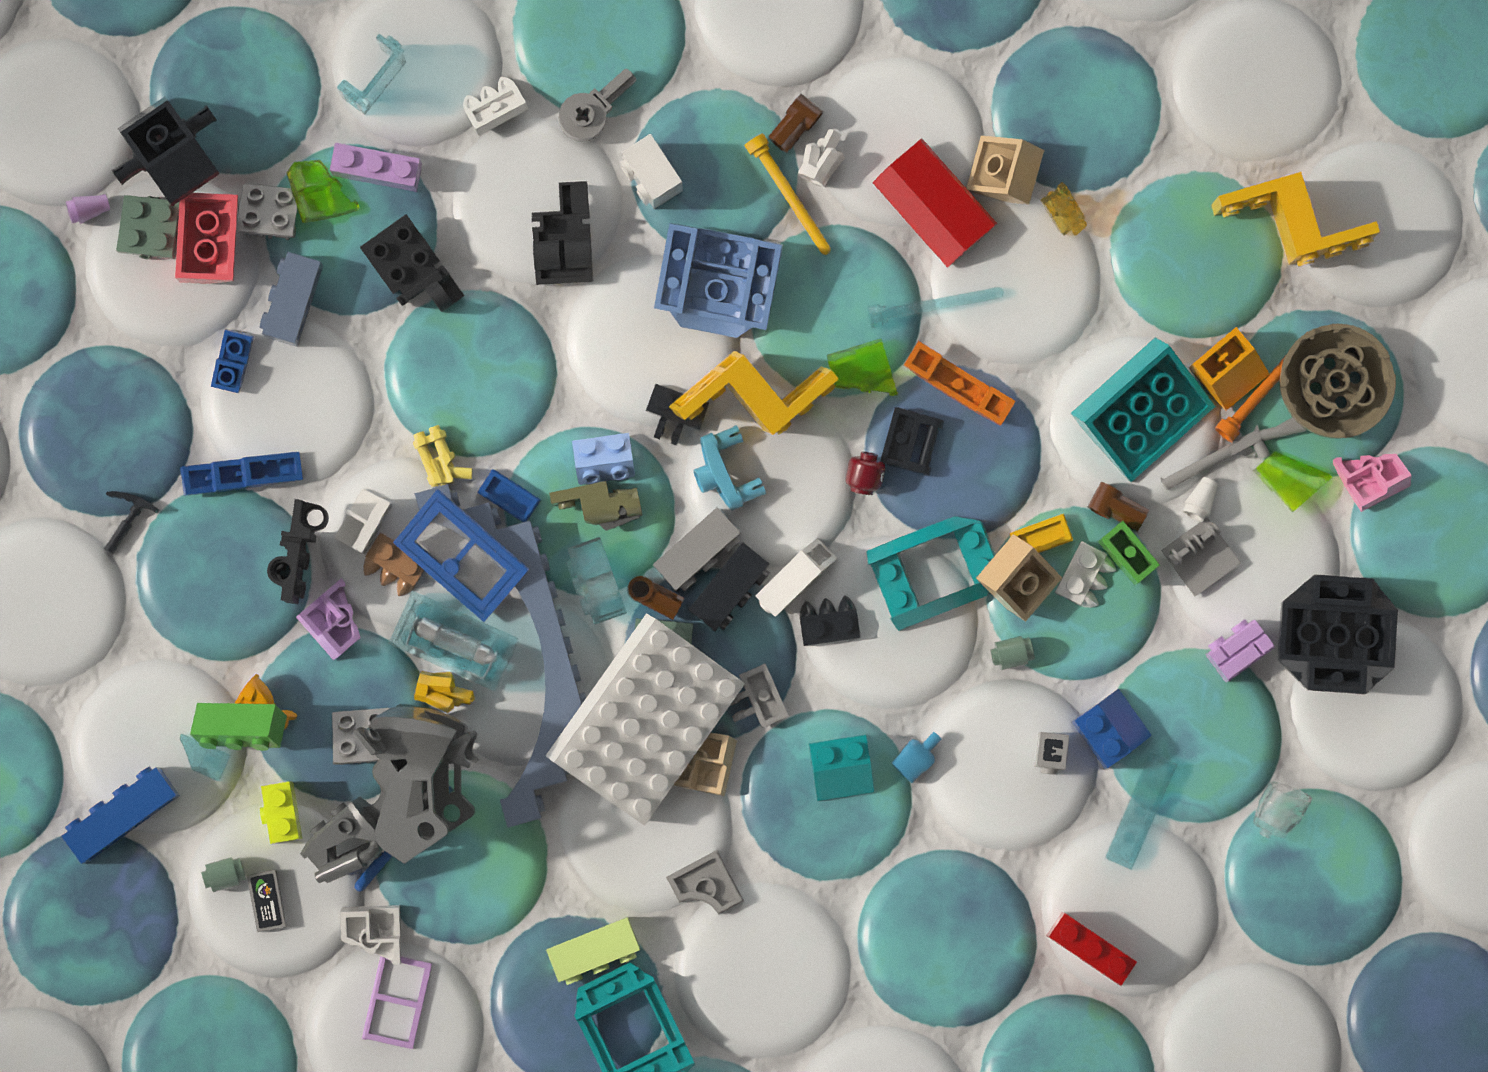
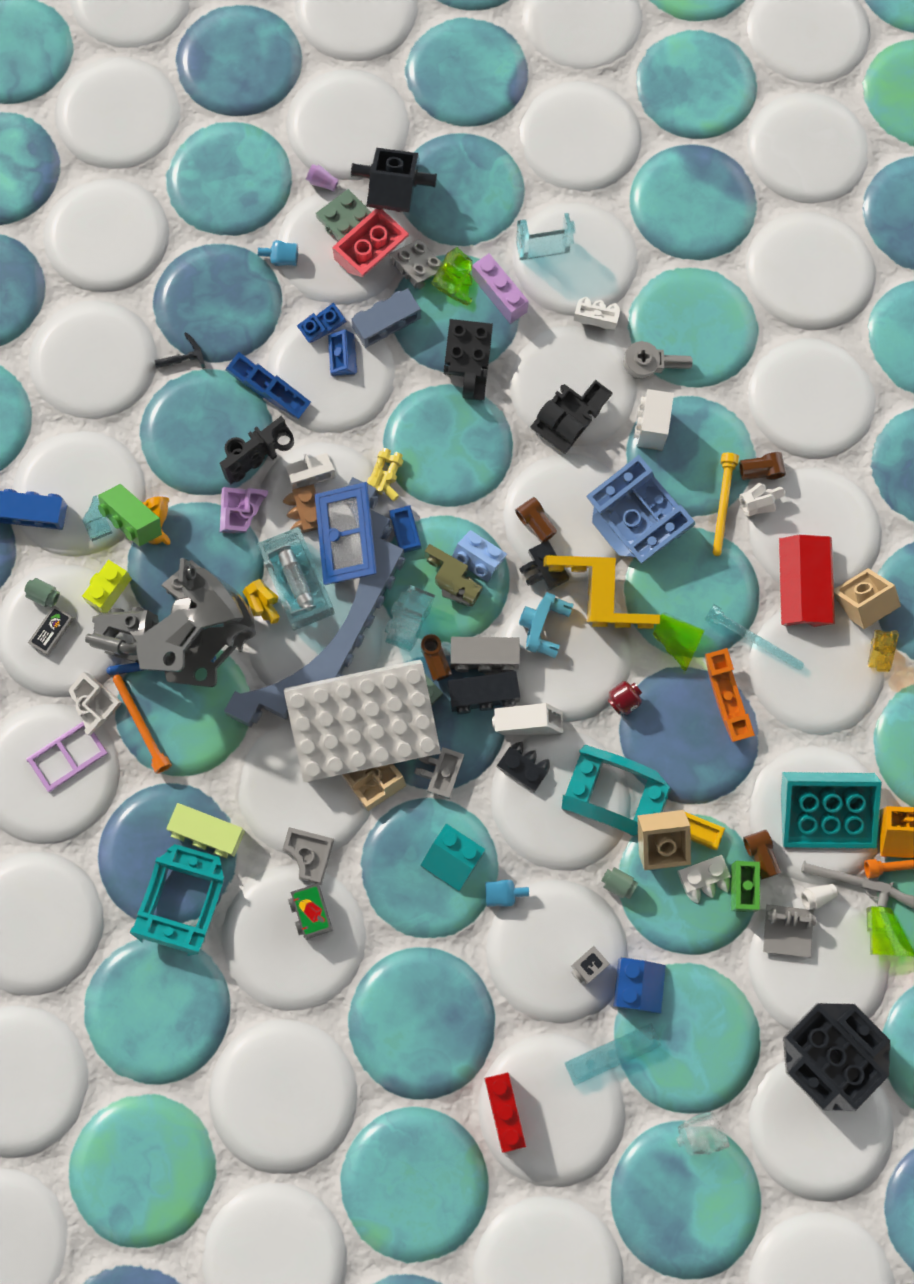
camera: 45 degrees right, 10 degrees down
(122, 325) = (281, 253): none -> dark azure piece
(281, 373) = (342, 353): none -> blue slope
(489, 926) = (159, 761): none -> orange piece
(619, 372) = (532, 514): none -> reddish brown piece
(759, 934) = (311, 911): none -> brick
(902, 438) = (665, 698): black plate -> none
(1239, 650) = (763, 1010): lavender brick -> none

